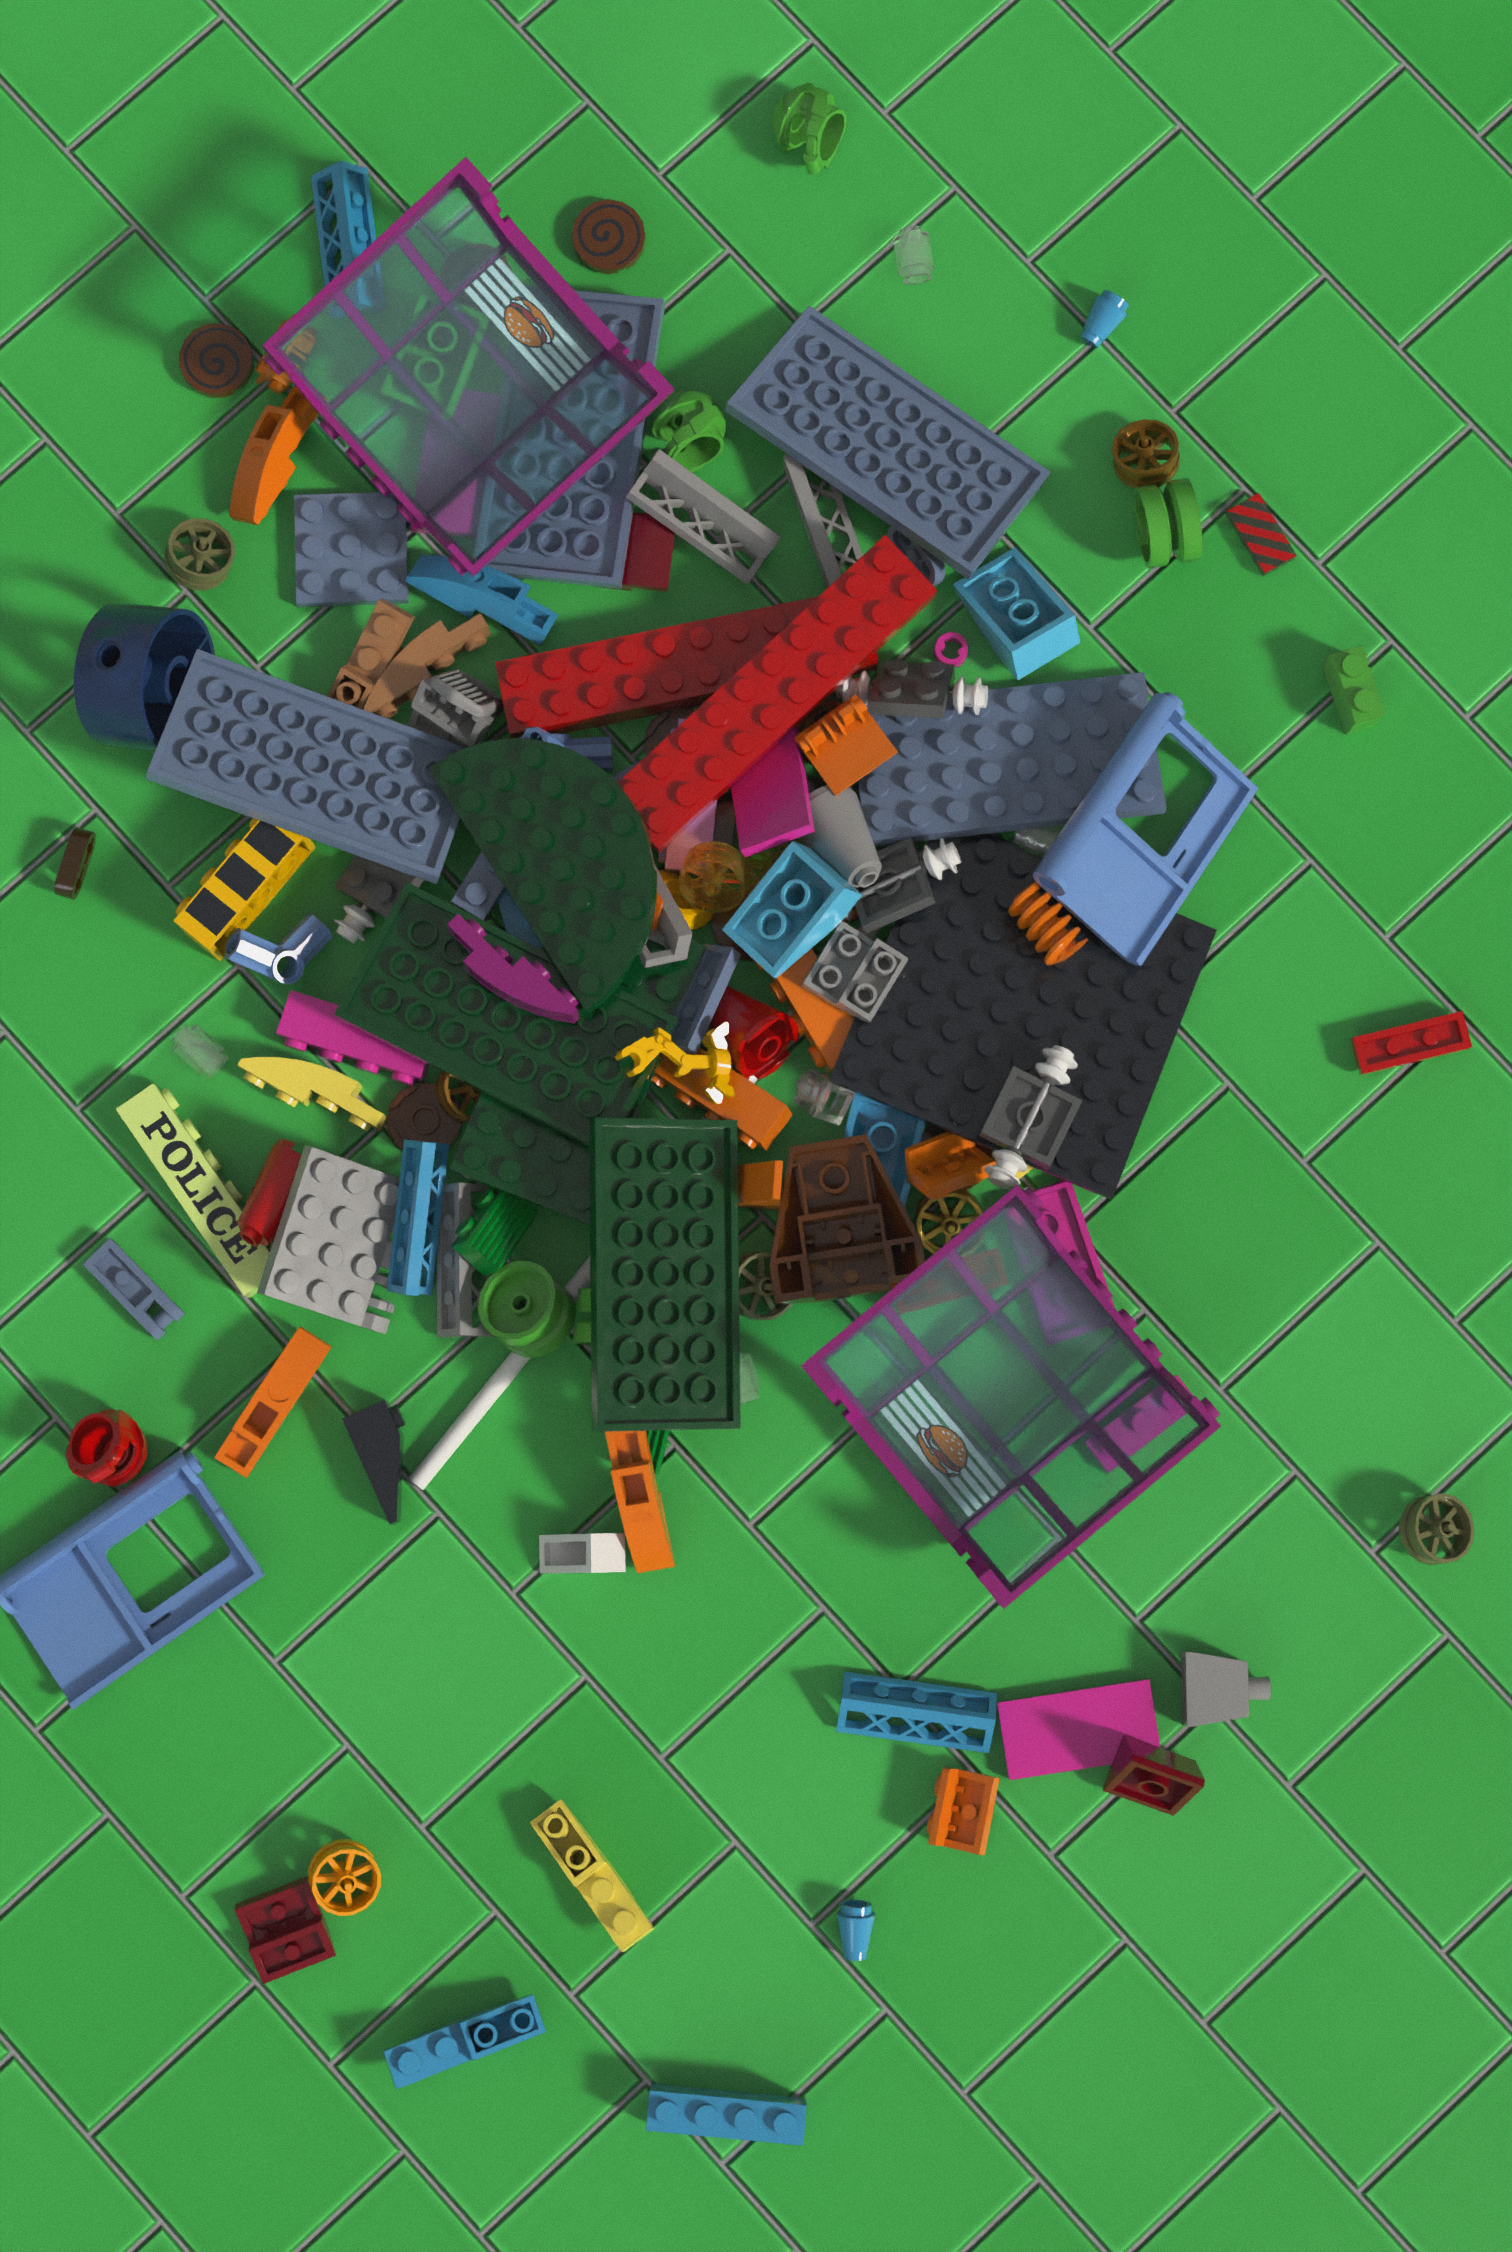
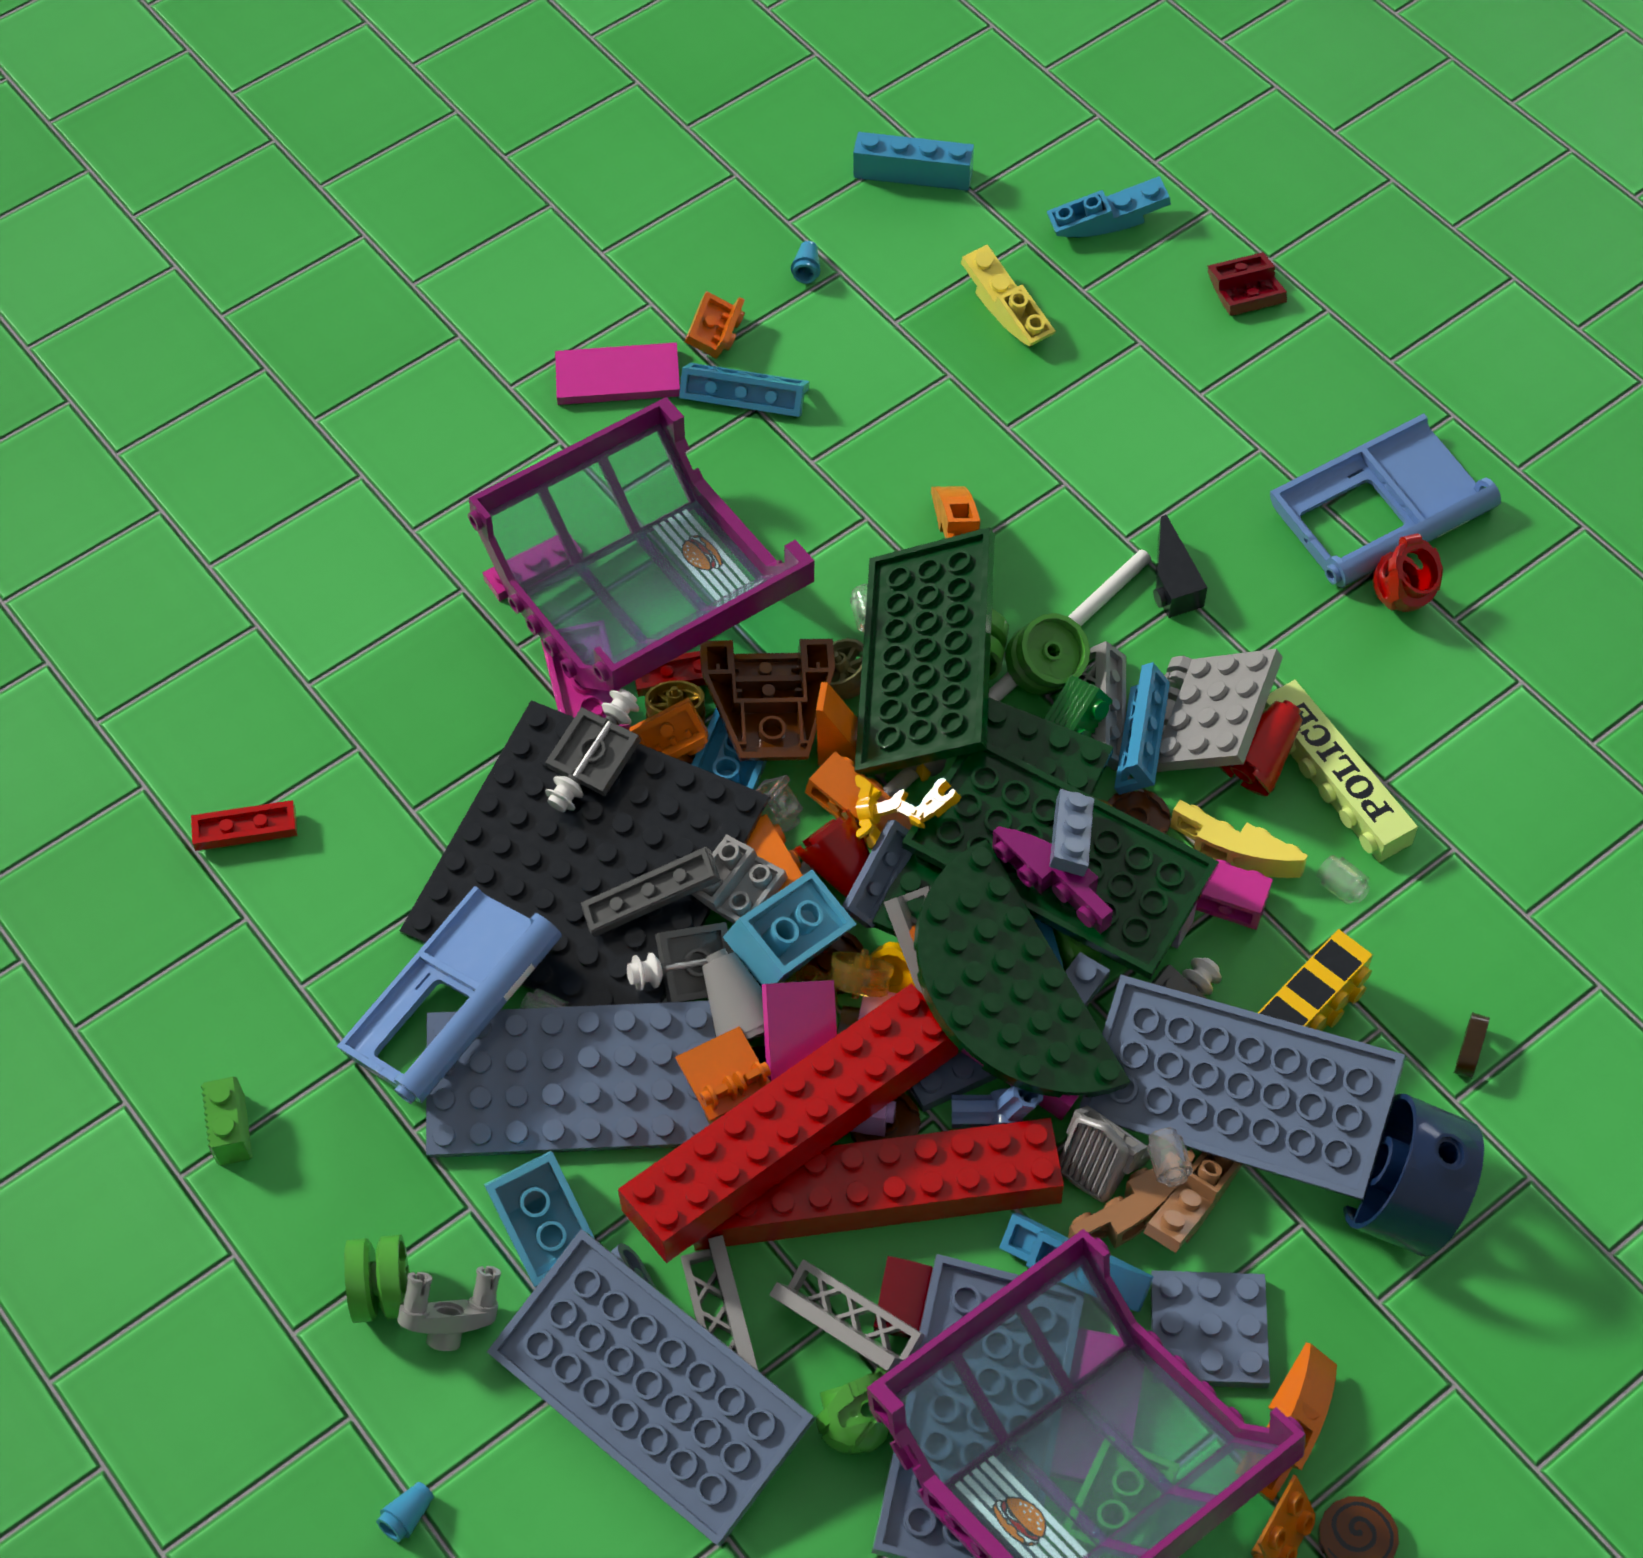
camera: 175 degrees left, 25 degrees down
(132, 1287) = (1393, 702): sand blue plate -> none
(199, 554) = (1365, 1322): olive wheel -> none
(273, 1401) = (1264, 608): orange slope -> none
(297, 946) = (1271, 946): medium blue piece -> none
(344, 1877) = (1201, 303): light orange wheel -> none
(388, 691) = (1169, 1157): none -> clear brick
(492, 1015) = (1071, 832): none -> sand blue plate
(582, 1553) = (1006, 496): white slope -> none
(914, 690) = (645, 1131): dark grey plate -> none
(940, 647) = (600, 1186): dark pink bush -> none
(945, 950) = (650, 891): none -> dark grey tile
(1045, 924) = (551, 903): orange piece -> none
(1078, 505) = (449, 1319): none -> light grey connector
(1145, 453) = (386, 1358): pearl gold wheel -> none
(1153, 1776) = (561, 334): dark red slope -> none
(1217, 1689) = (503, 387): light grey torso -> none
(1261, 534) = (286, 1282): tile -> none
(1436, 1529) = (310, 480): olive wheel -> none

